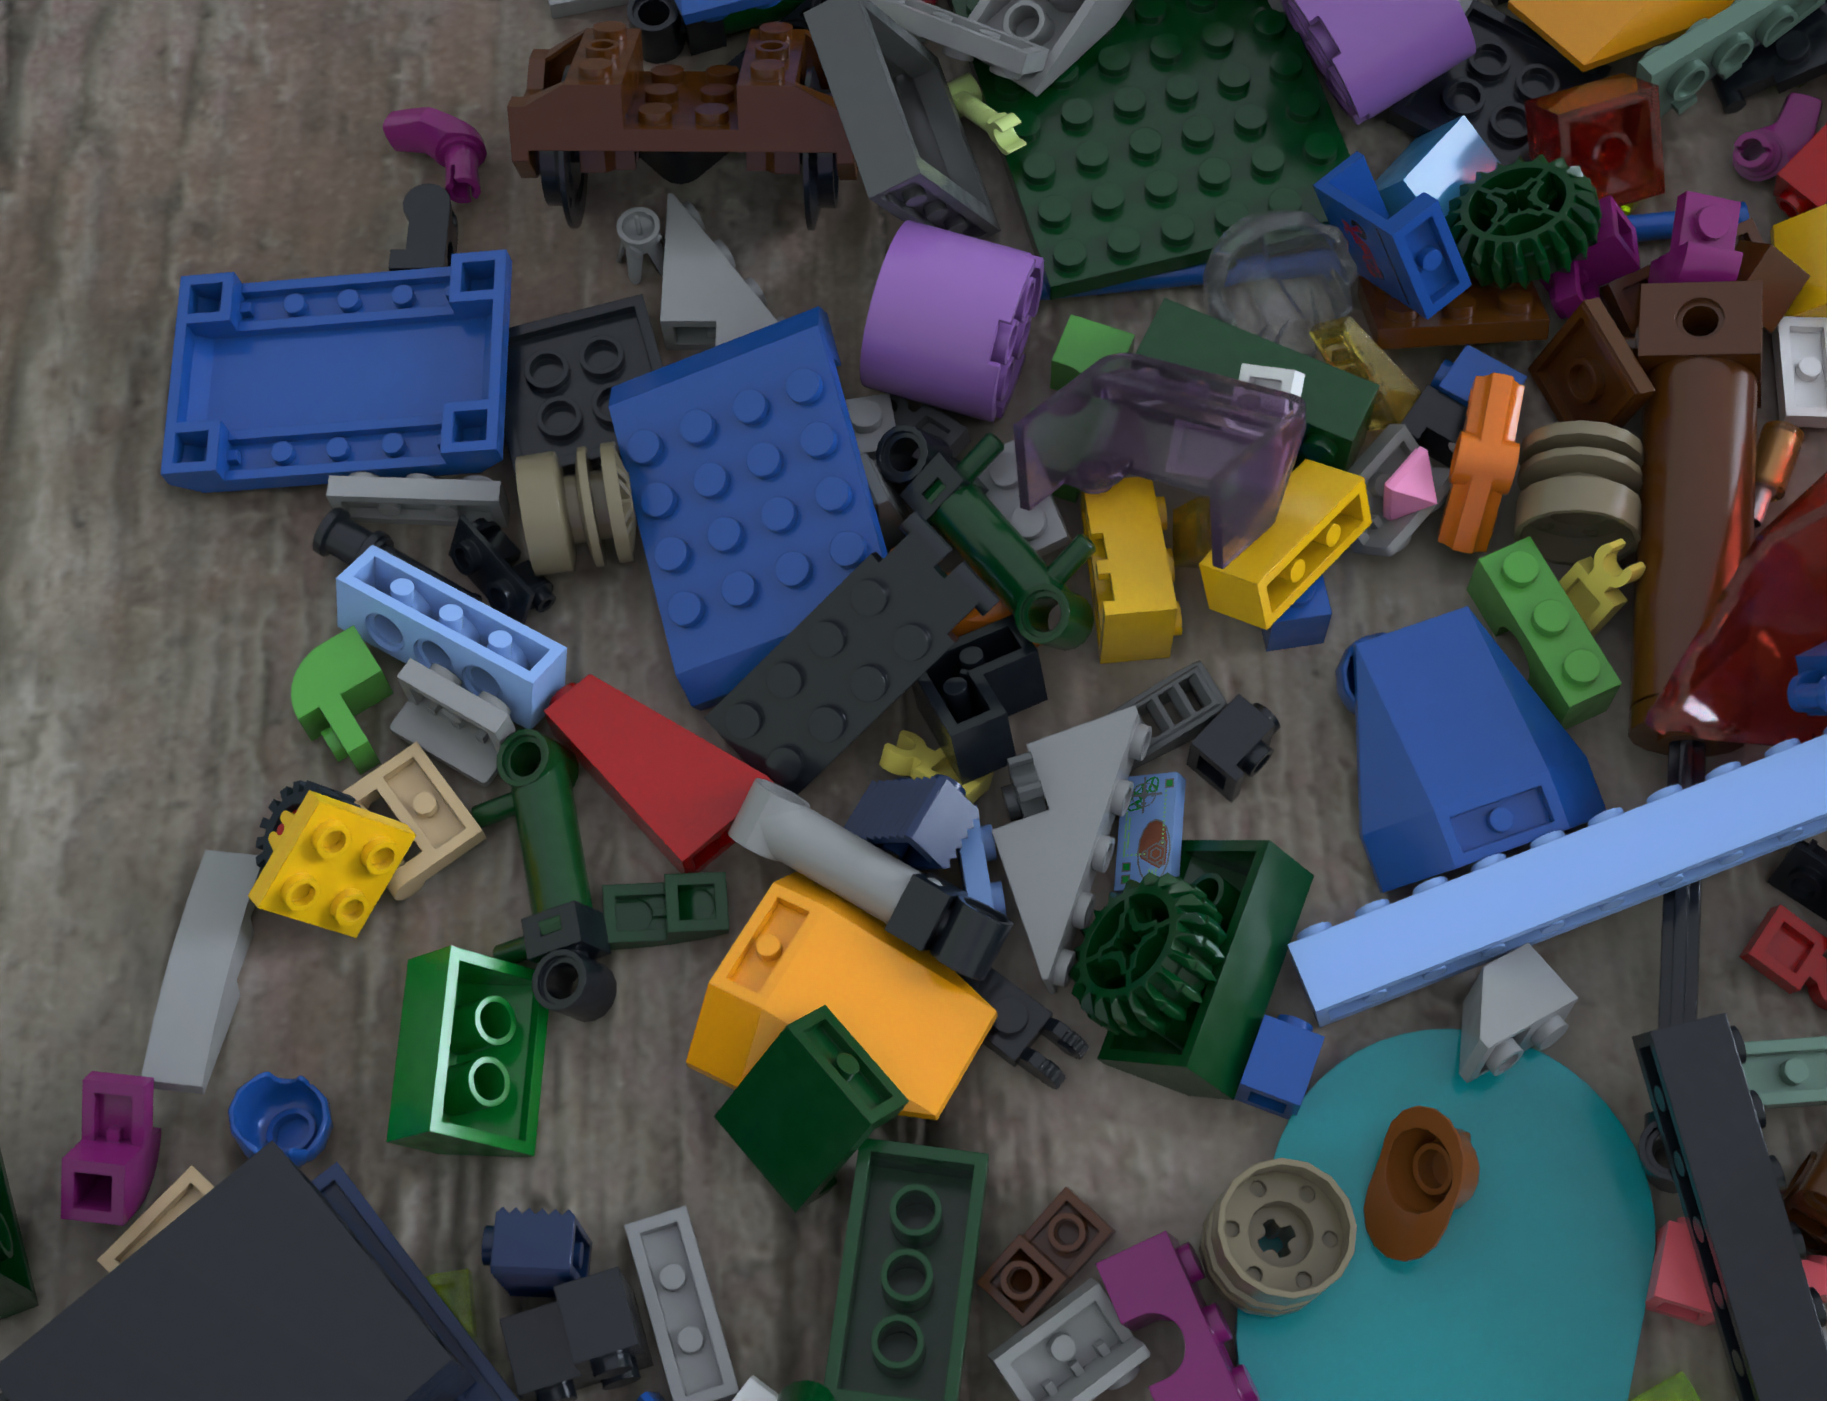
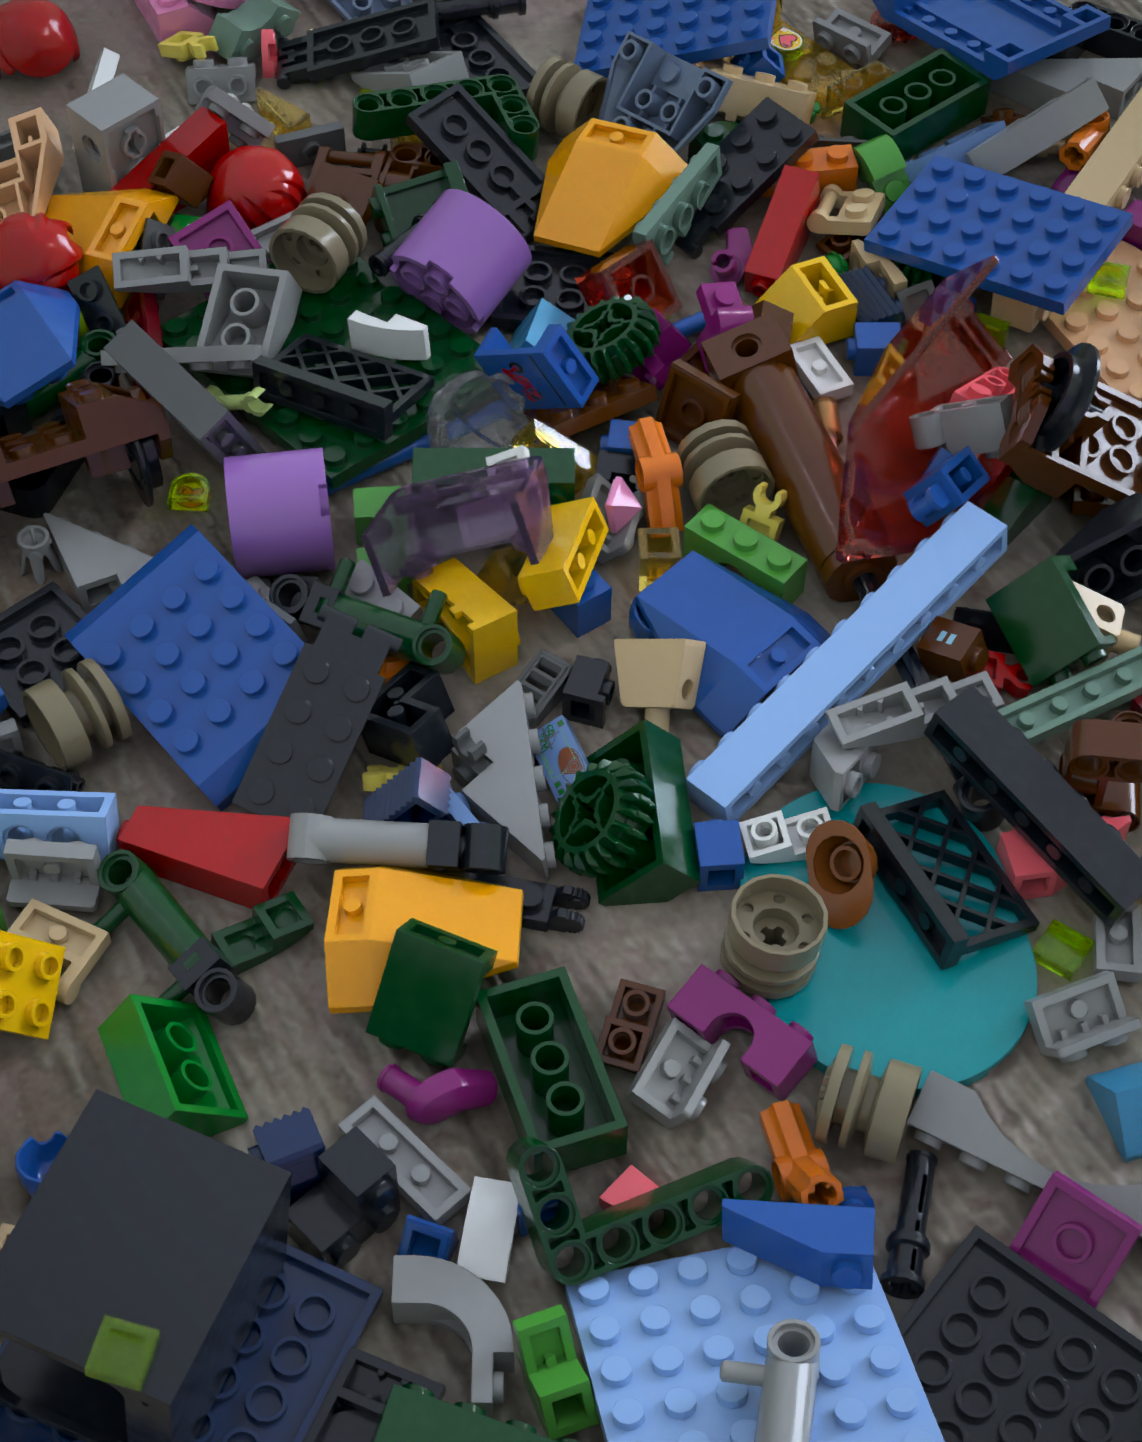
camera: 30 degrees left, 15 degrees down
(765, 1245) = (440, 1094): none -> magenta arm
(869, 227) = (189, 493): none -> clear neon green tile
(1096, 163) = (335, 398): none -> black fence
(1229, 106) = (394, 339): none -> white slope
(1328, 774) = (659, 675): none -> tan torso
(1379, 1087) = (779, 839): none -> white slope
(1422, 585) = (656, 553): none -> clear yellow brick
(1507, 1253) = (913, 884): none -> black fence
(1640, 989) = (899, 711): none -> light grey slope
(1751, 915) = (952, 650): none -> reddish brown brick

